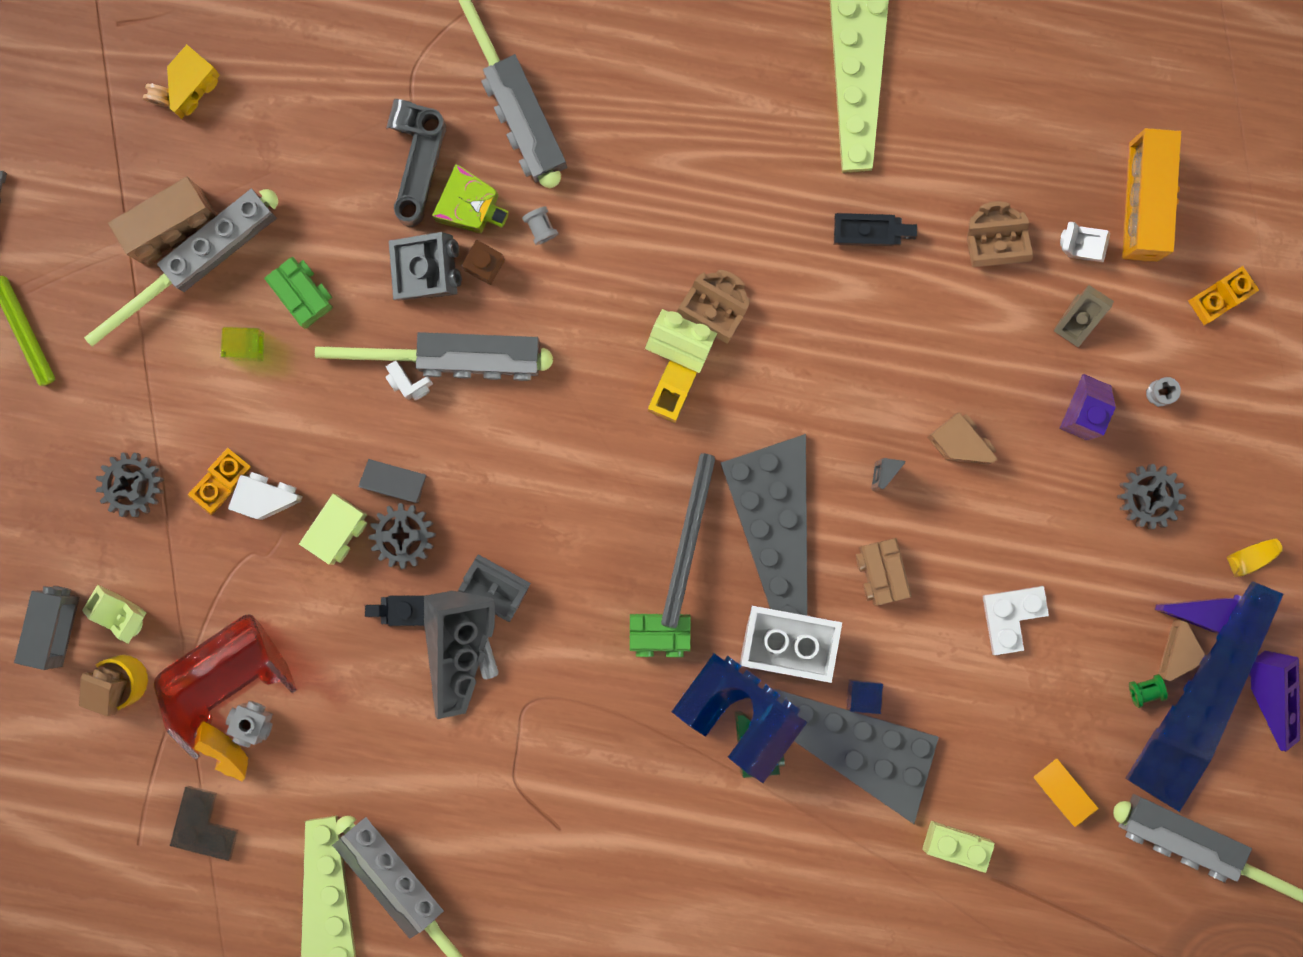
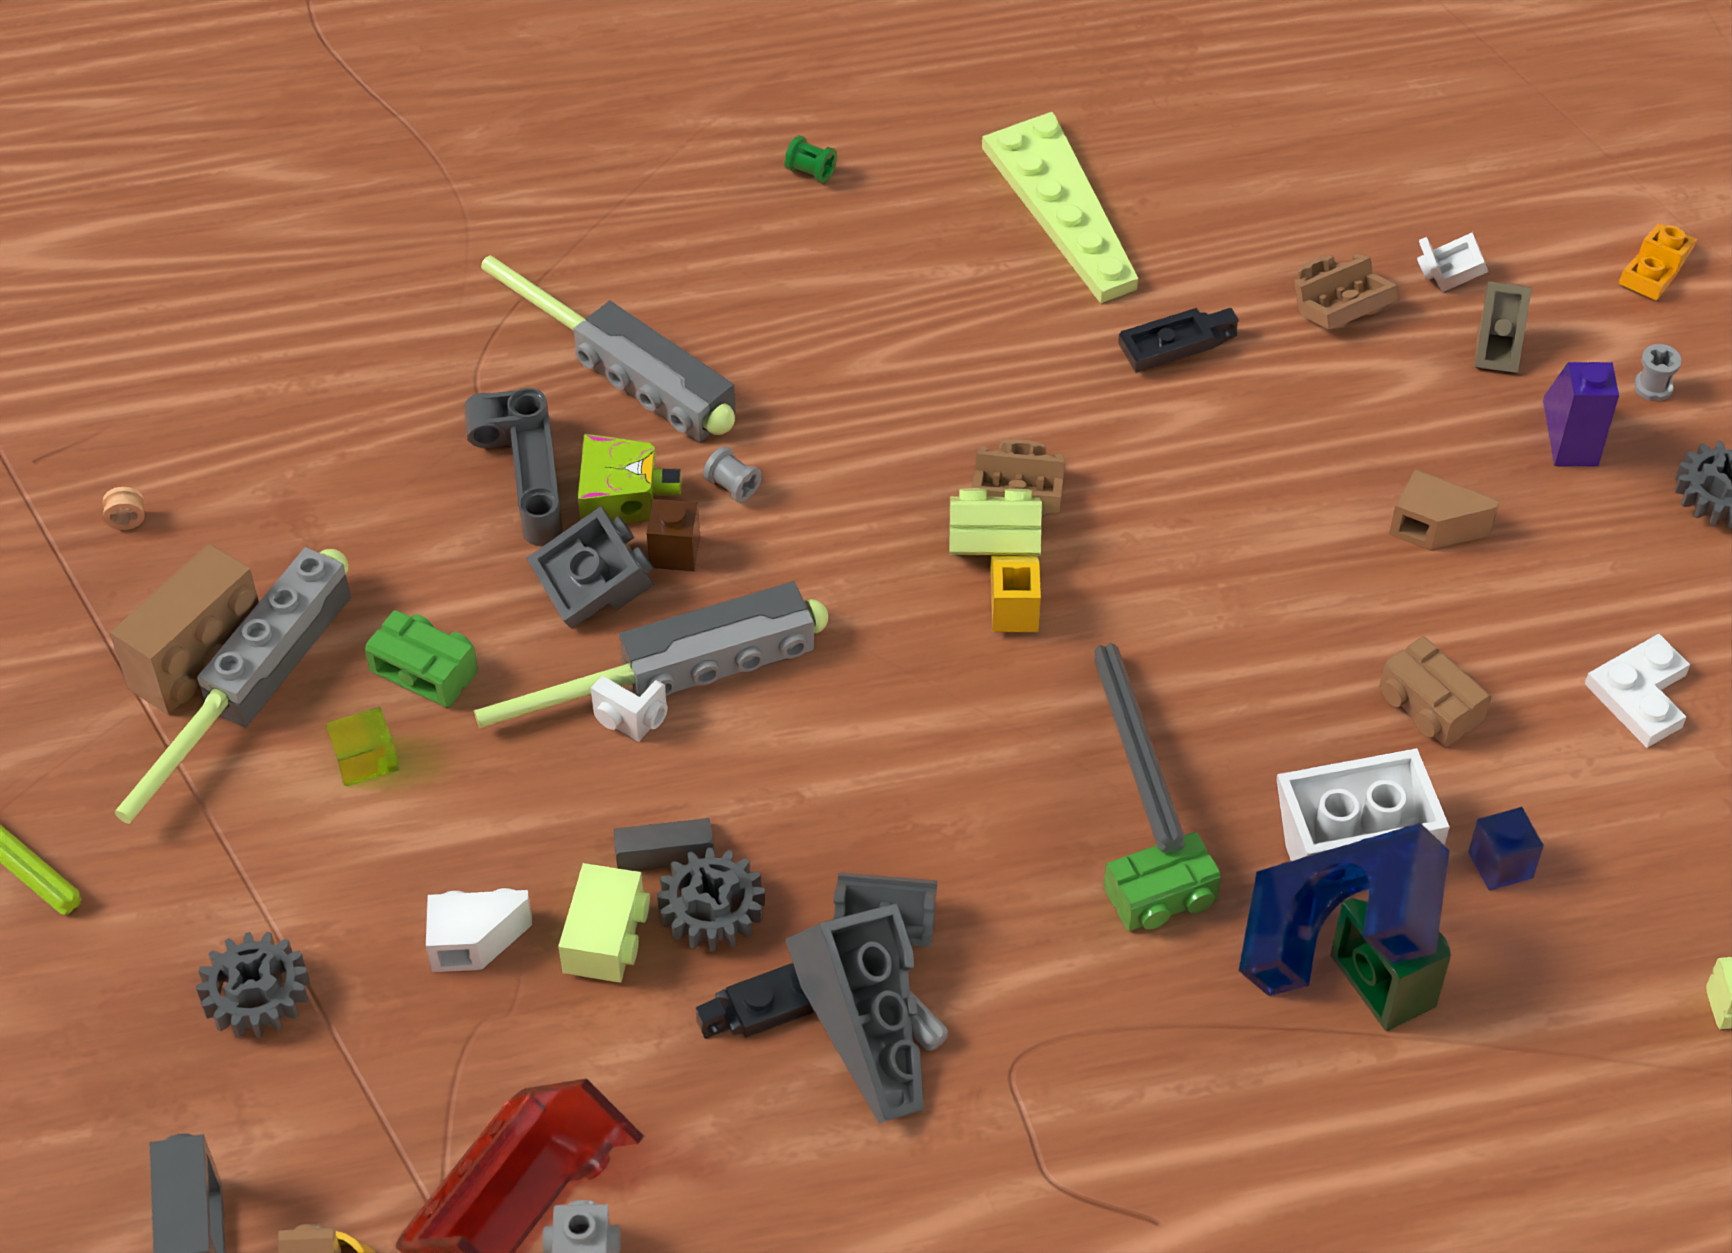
camera: 20 degrees left, 35 degrees down
(114, 613) = (293, 1168): yellowish green brick -> none
(188, 81) = (166, 474): yellow slope -> none
(219, 481) = (395, 938): light orange slope -> none
(772, 509) = (1234, 684): dark grey wing -> none
(871, 752) = (1565, 929): dark grey wing -> none
(884, 472) = (1359, 564): dark grey slope -> none
(1151, 195) = (1501, 182): light orange brick -> none

